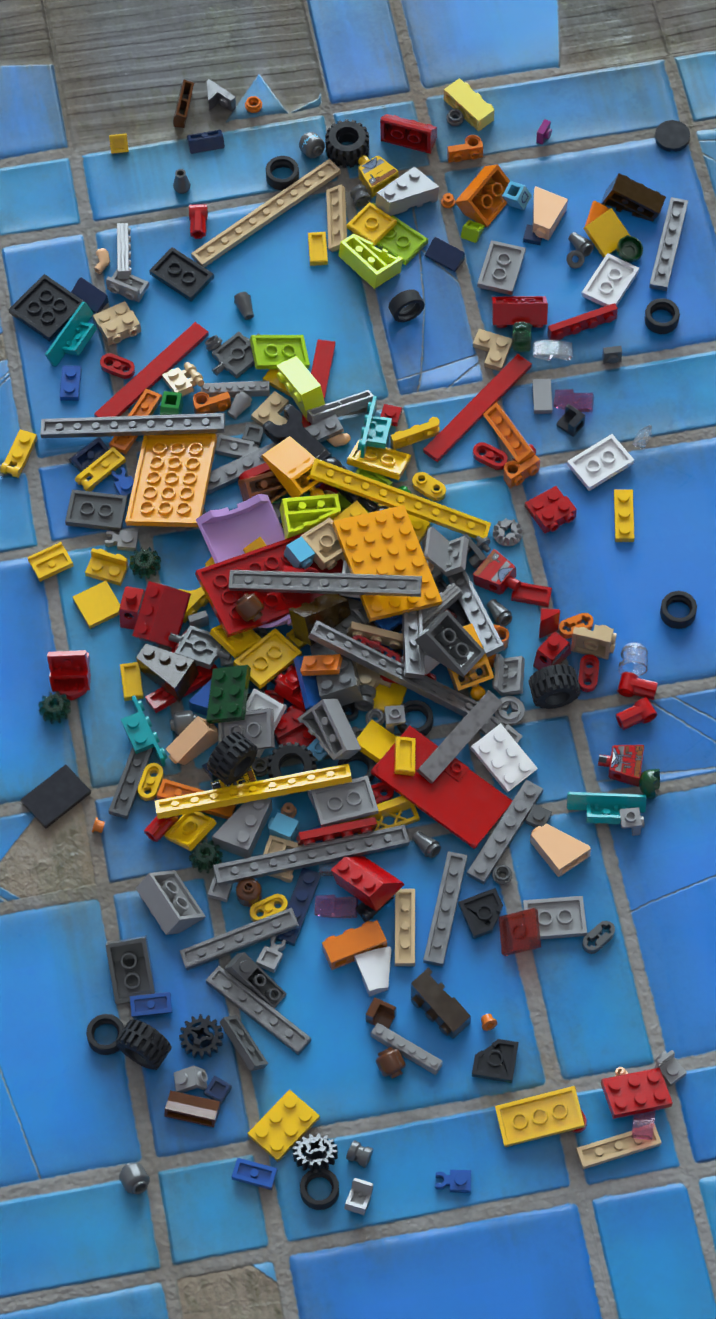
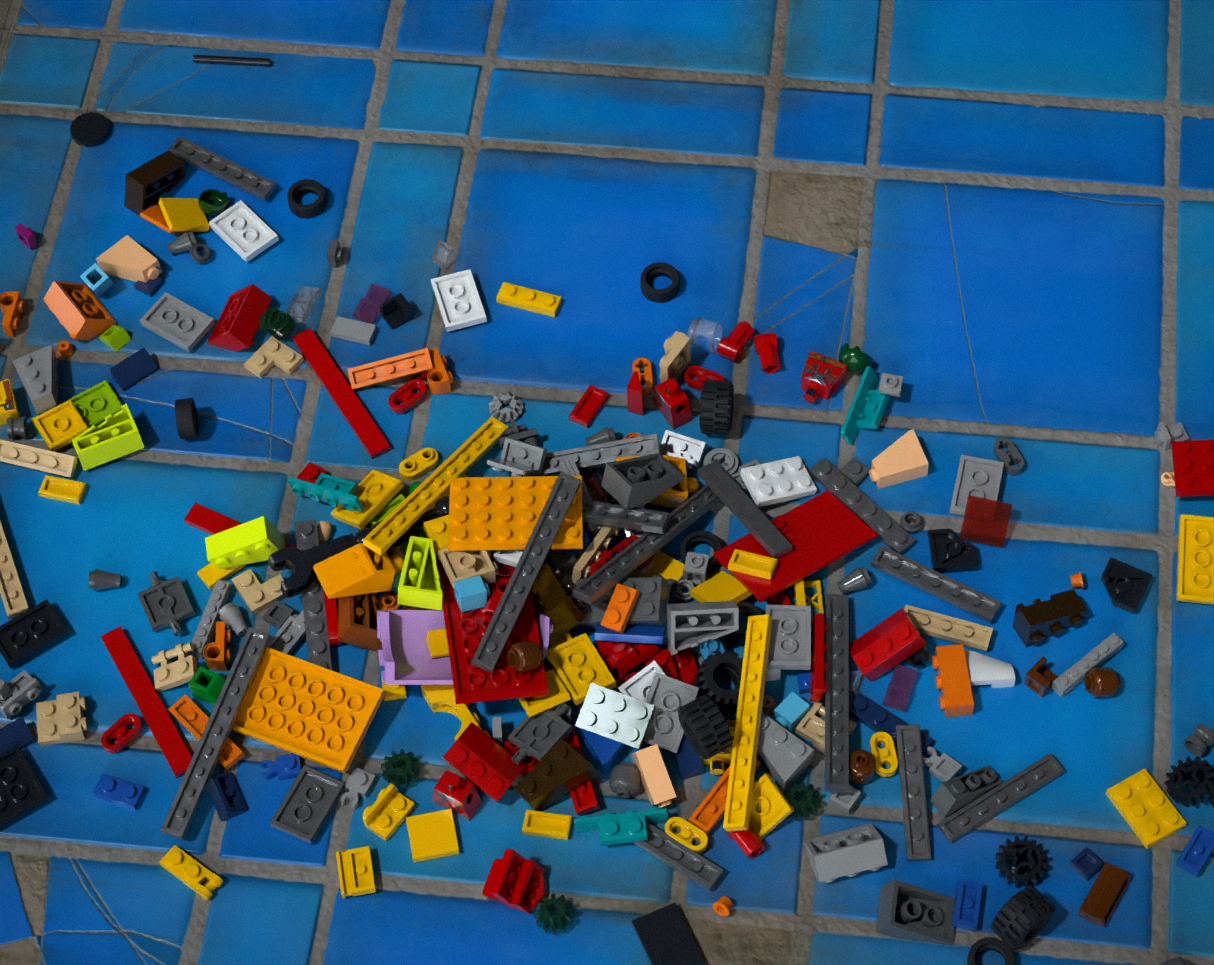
camera: 70 degrees left, 5 degrees down
(73, 336) = (60, 767): teal bracket -> none
(100, 469) = (253, 786): yellow plate -> none
(190, 1078) = (1069, 887): light grey bracket -> none
(213, 343) = (139, 624): dark grey plate -> none
(243, 1043) = (1040, 821): dark grey plate -> none
(274, 349) = (184, 559): lime plate -> none
(340, 407) = (285, 515): light grey piece -> none
(415, 434) = (349, 454): yellow plate -> none
(496, 574) = (556, 426): red torso -> none
(551, 509) = (496, 359): red plate -> none
(584, 321) = (283, 275): red plate -> none

